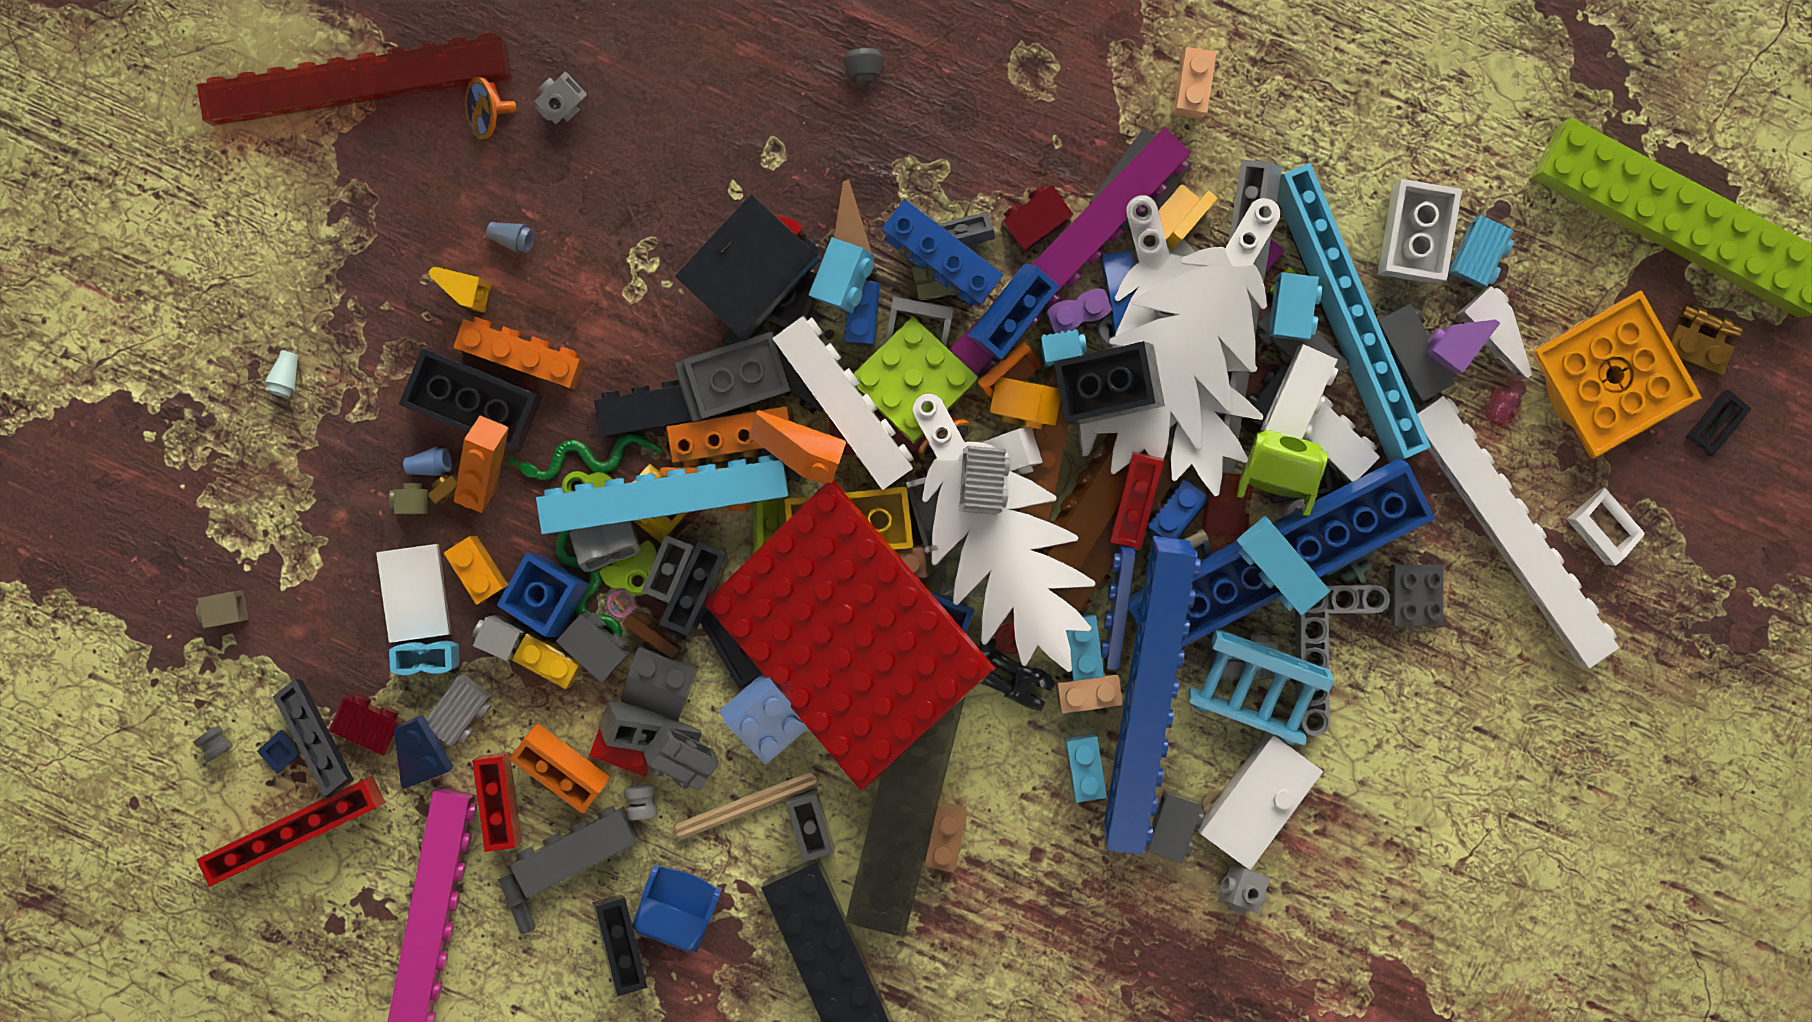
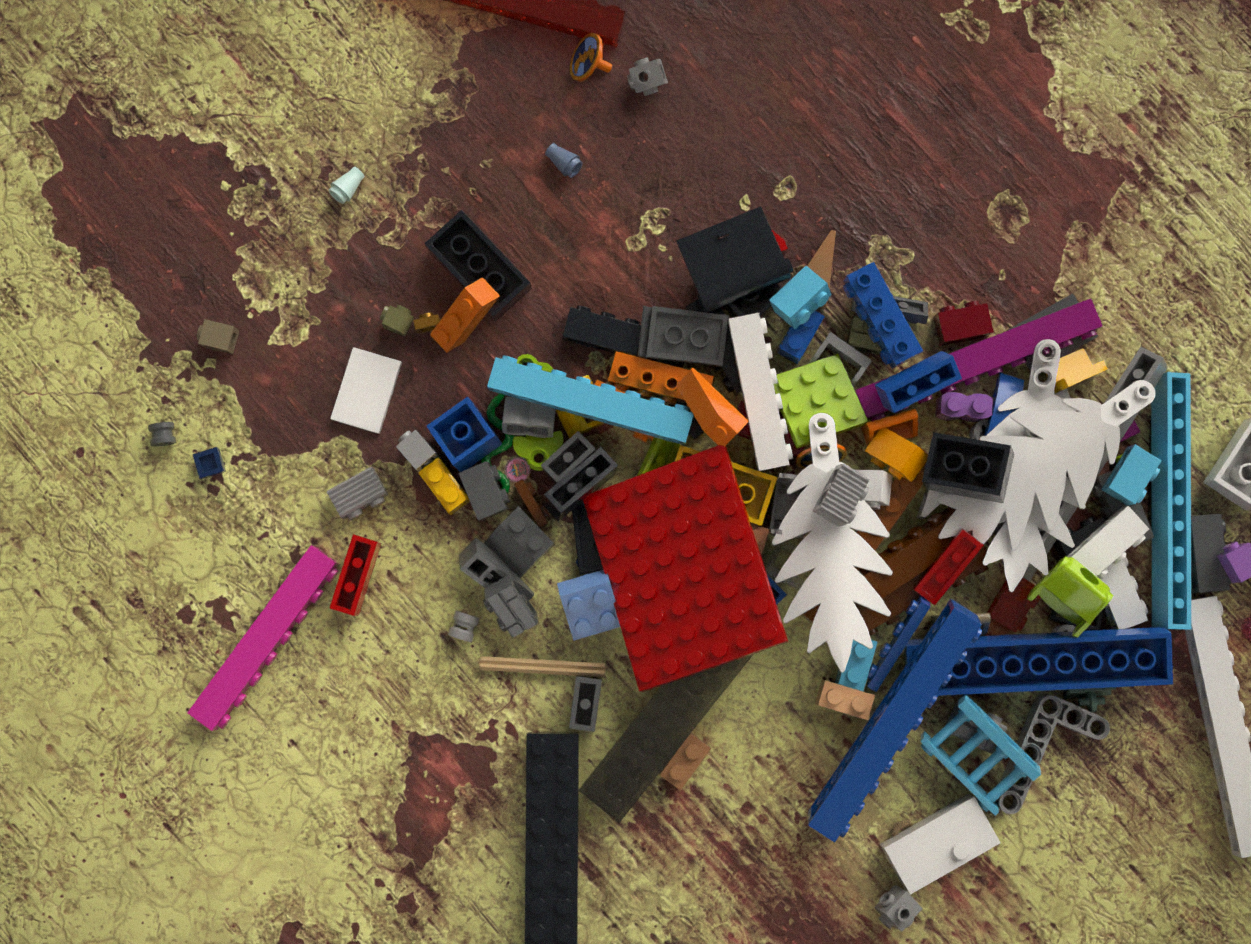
camera: 30 degrees right, 5 degrees down
(290, 831) = (189, 526): red brick -> none
(313, 738) = (240, 463): black plate -> none
(366, 724) = (284, 472): dark red brick -> none
(418, 657) = (357, 442): medium azure brick -> none
(419, 752) = (314, 511): dark blue wing -> none
(430, 462) = (424, 298): medium blue cone -> none
(463, 288) = (513, 179): yellow tile -> none
(476, 569) = (422, 393): light orange brick -> none
(517, 902) = (333, 660): dark grey axle -> none
(519, 354) = (530, 249): orange brick -> none
(531, 471) = (497, 340): green animal -> none
(559, 768) = (415, 571): orange brick -> none
(575, 851) = (395, 641): dark grey brick -> none
(619, 945) = (397, 729): black brick -> none
(624, 758) = (465, 585): red plate -> none
(676, 908) = (452, 721): blue piece -> none
(864, 64) = (884, 153): dark grey cone -> none
(1006, 639) = (799, 631): clear red tile -> none
(1022, 678) = (797, 666): black piece -> none
(1060, 347) = (939, 423): medium azure brick -> none
(1085, 767) = (816, 756): medium azure brick -> none
(1174, 826) = (865, 834): dark grey brick -> none
(1177, 512) = (975, 591): blue brick -> none
(1194, 83) = (1126, 277): light nougat brick -> none
(1281, 566) = (1040, 666): medium azure brick -> none
(1416, 595) = (1129, 740): dark grey hinge -> none

